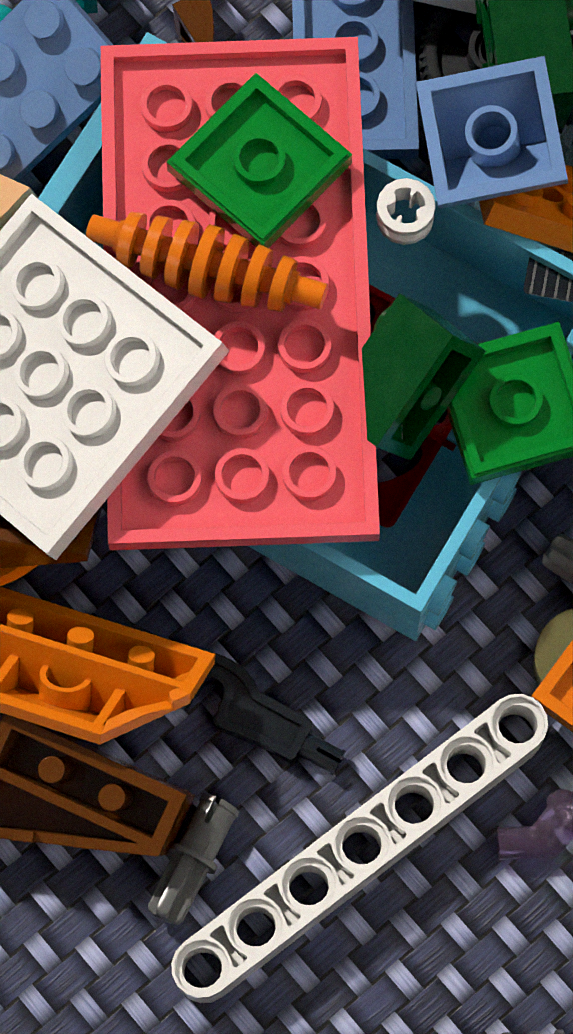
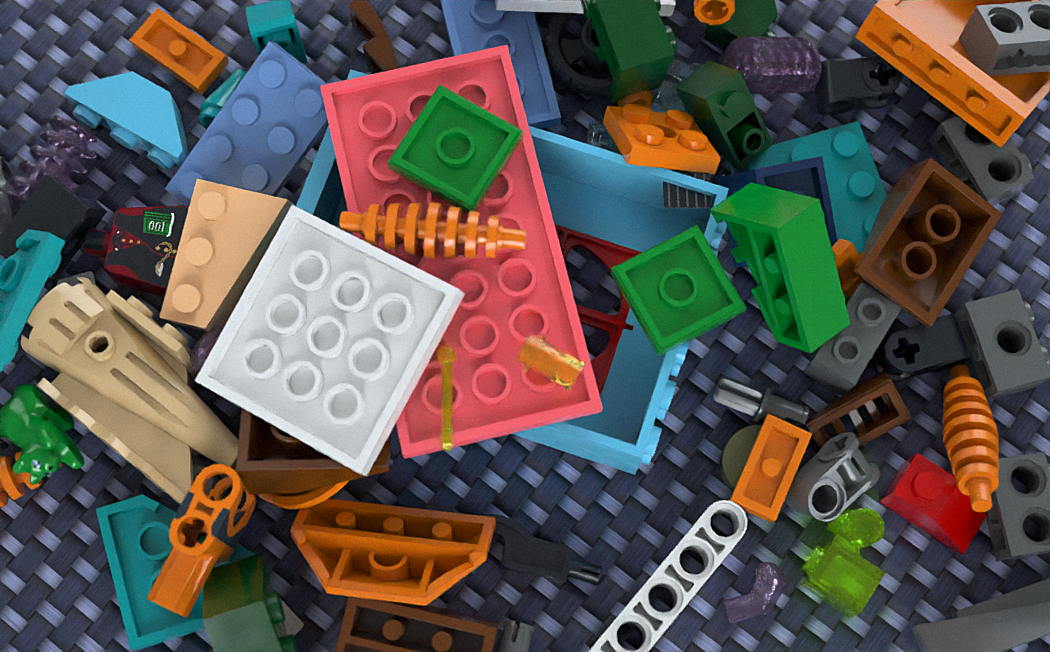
camera: 15 degrees left, 0 degrees up
(190, 427) = (446, 356): none -> hinge
(322, 459) = (550, 361): none -> clear yellow pin
(405, 190) = (572, 150): white bush -> none
(412, 374) = (601, 283): dark green slope -> none
(491, 132) = (620, 96): medium blue slope -> none

